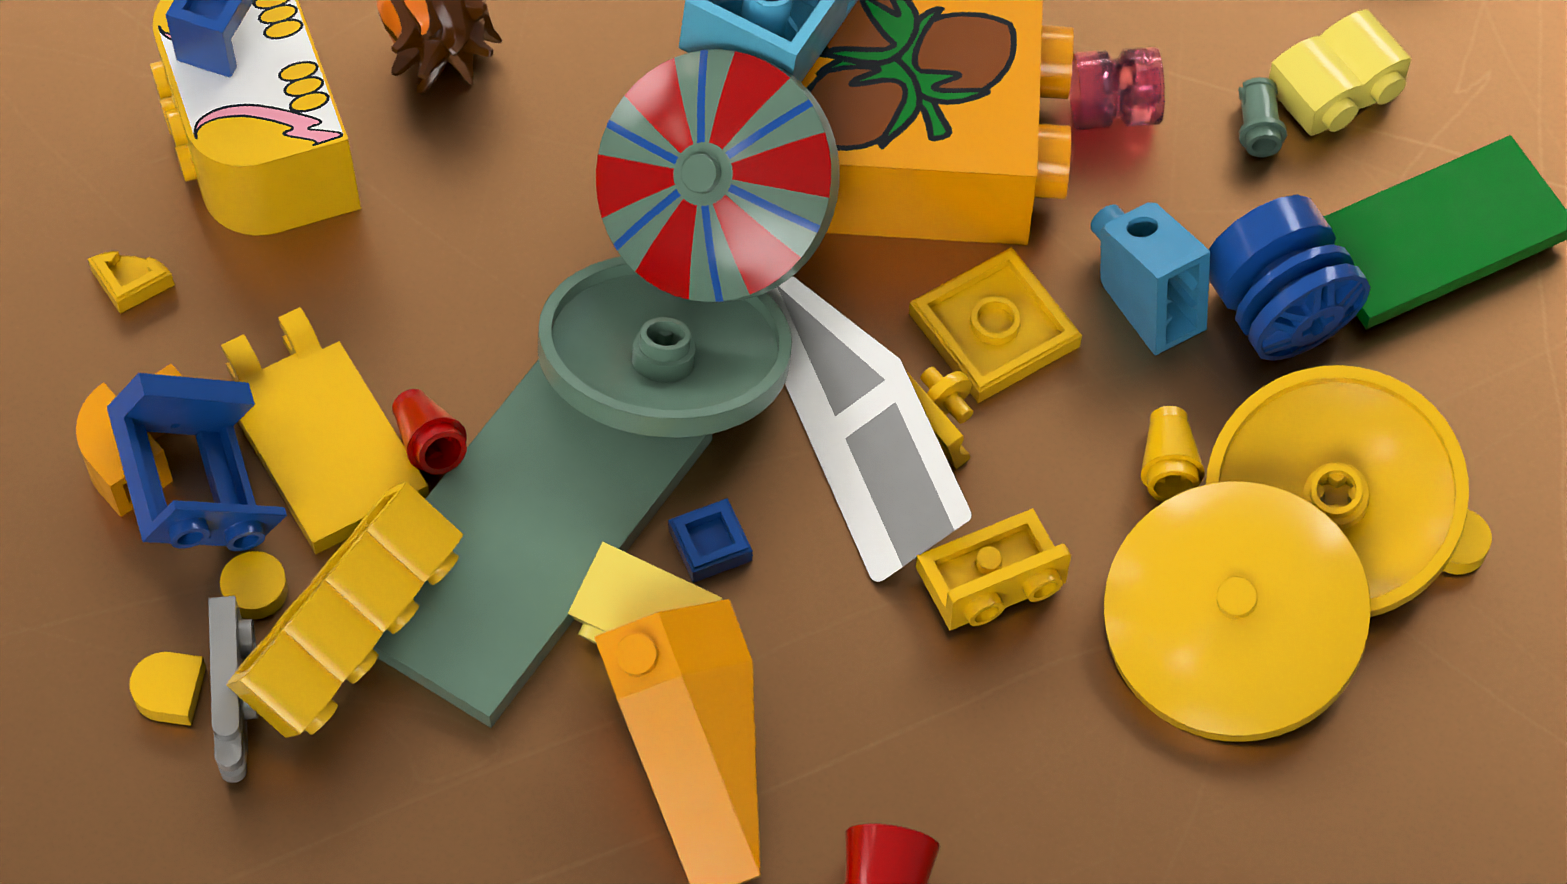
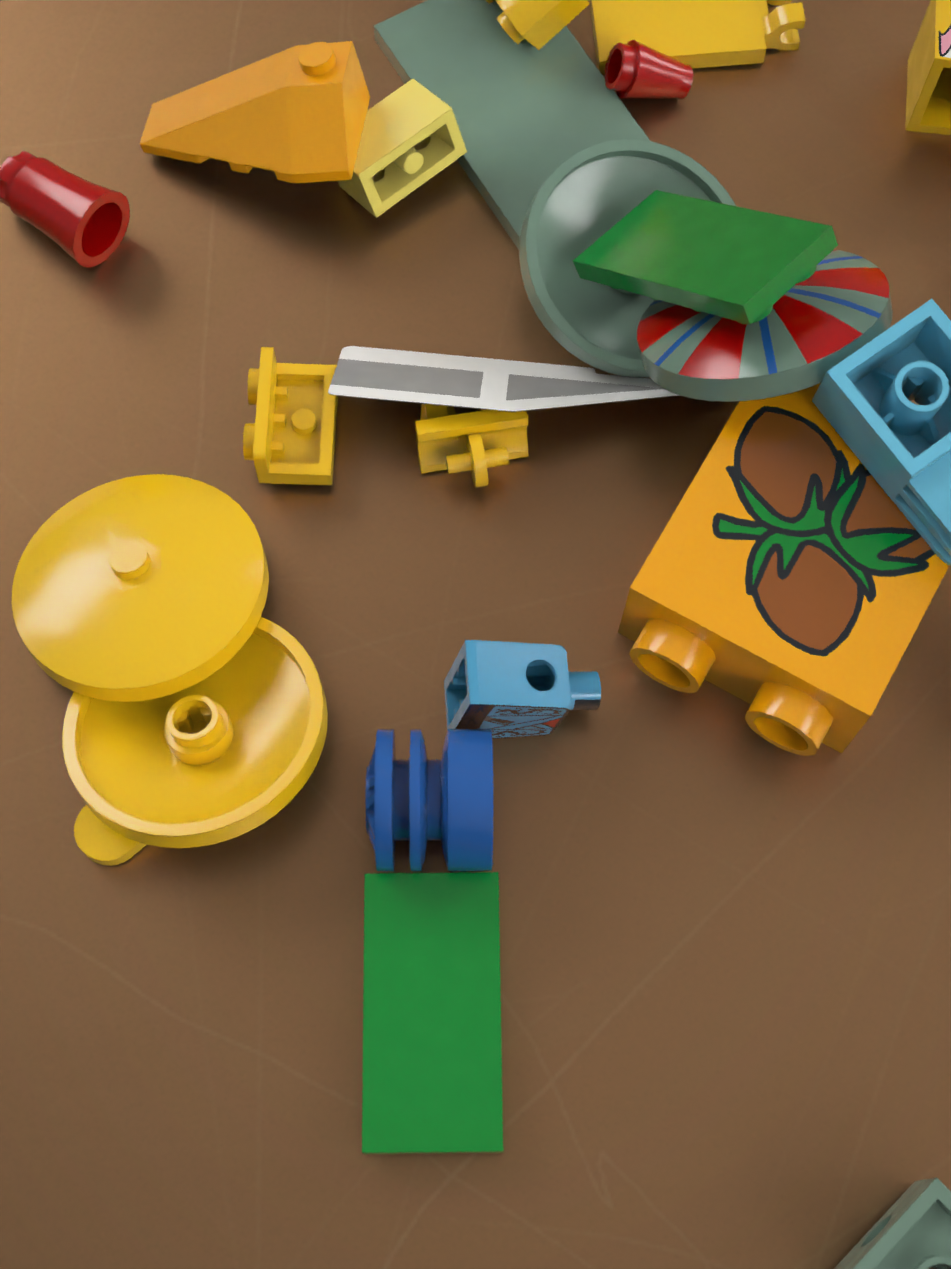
camera: 115 degrees right, 10 degrees up
(694, 225) = (707, 255): none -> green tile
(710, 540) = (447, 241): blue tile -> none
(995, 324) = (542, 555): yellow tile -> none
(1117, 88) = (739, 785): clear pink wheel -> none
(1170, 455) = (325, 622): yellow cone -> none
(1262, 129) = (651, 913): sand green pin -> none
(1340, 72) = (665, 1020): light yellow brick -> none

